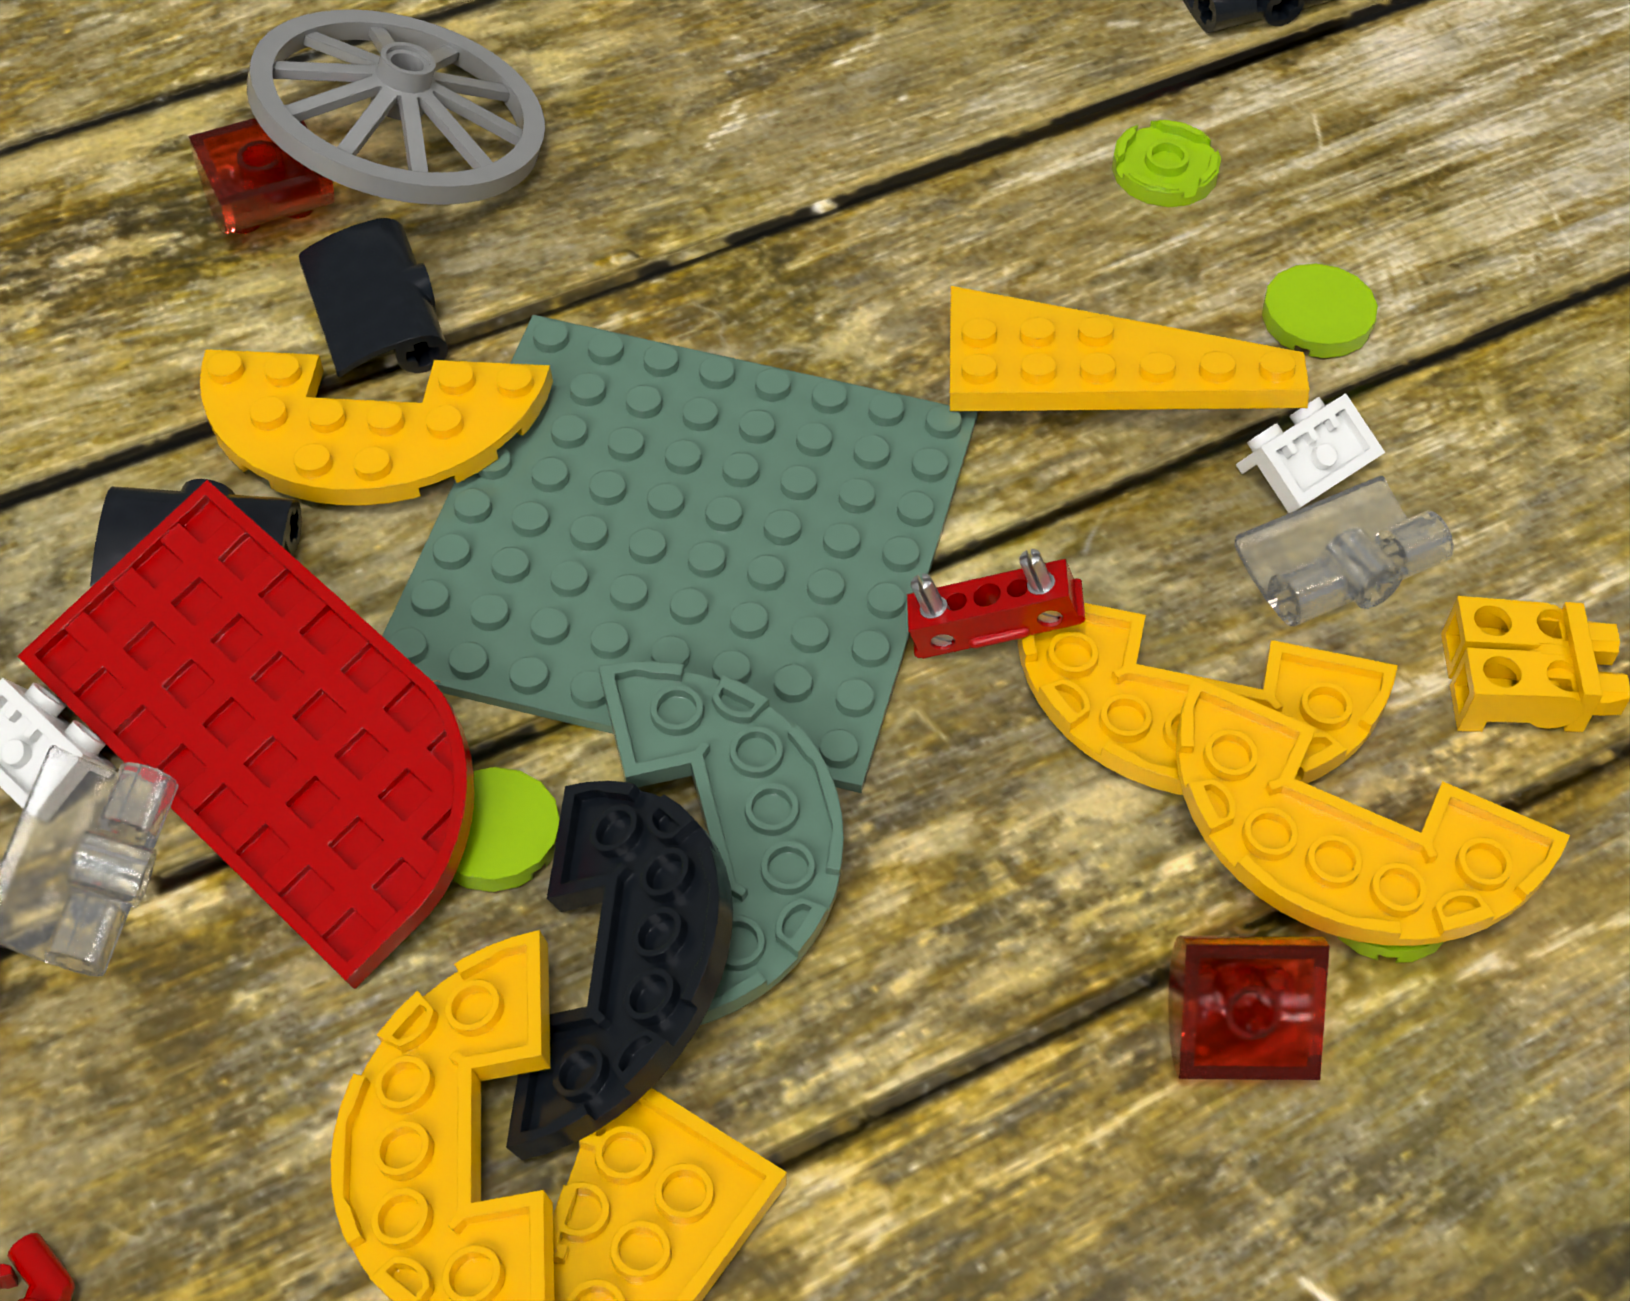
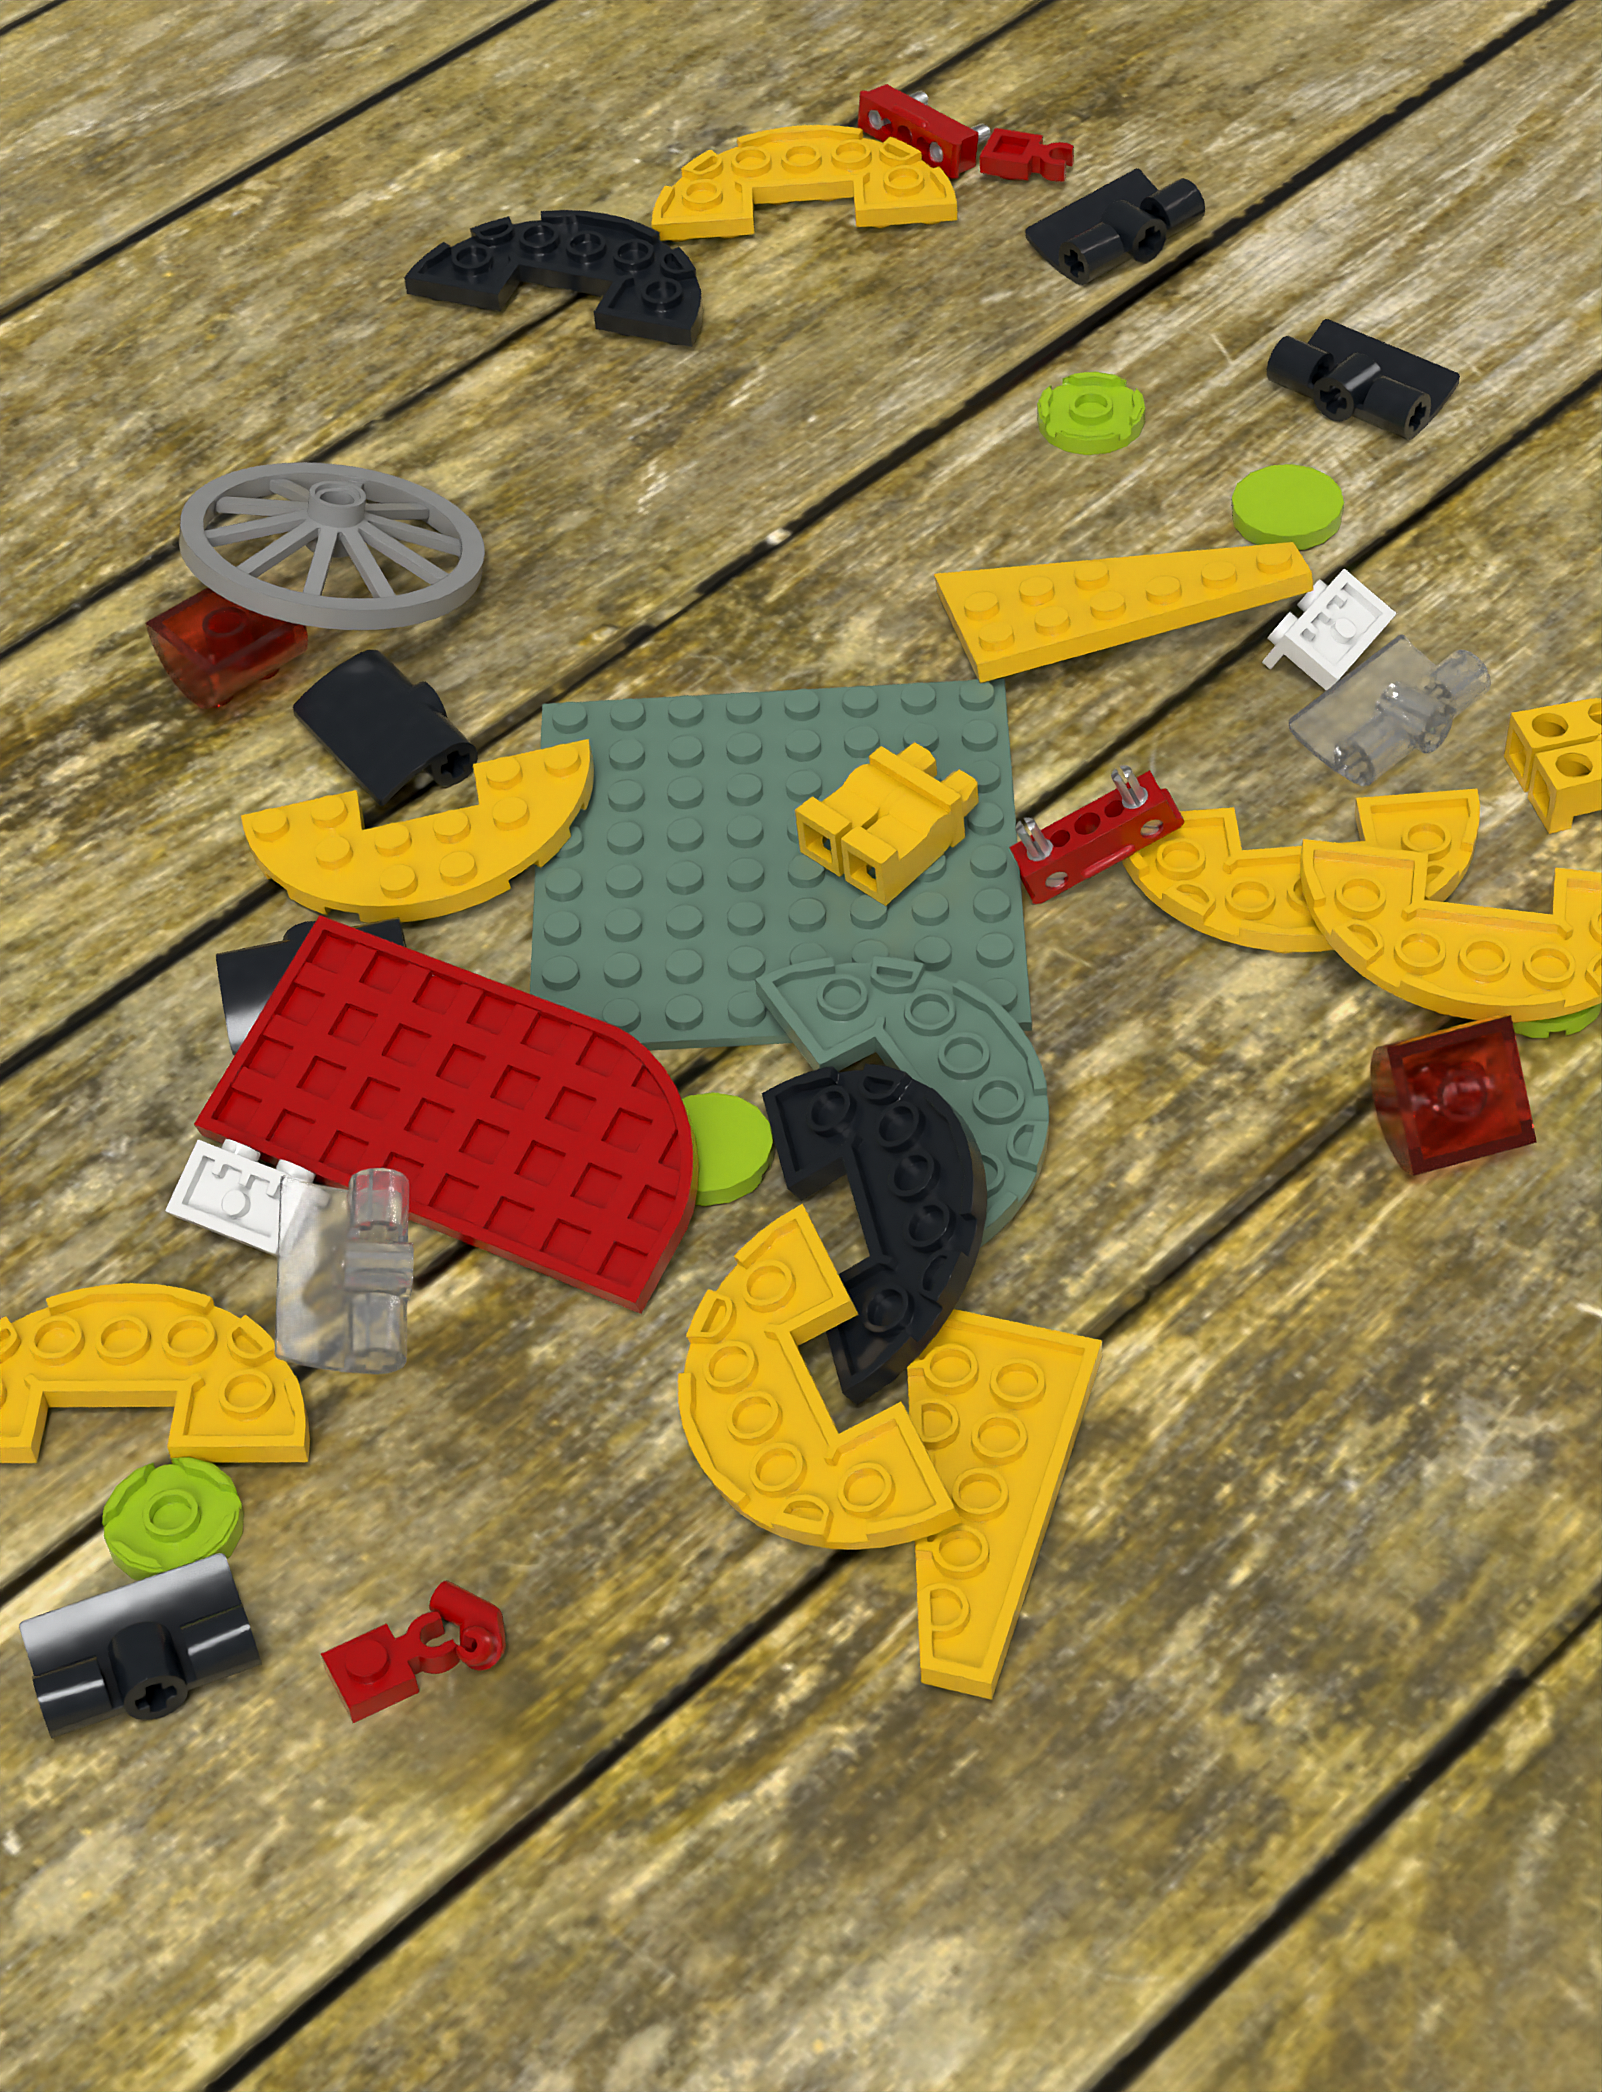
camera: 10 degrees left, 5 degrees down
(798, 533) = (887, 819): none -> yellow hips
(1441, 198) = (1362, 379): none -> black panel

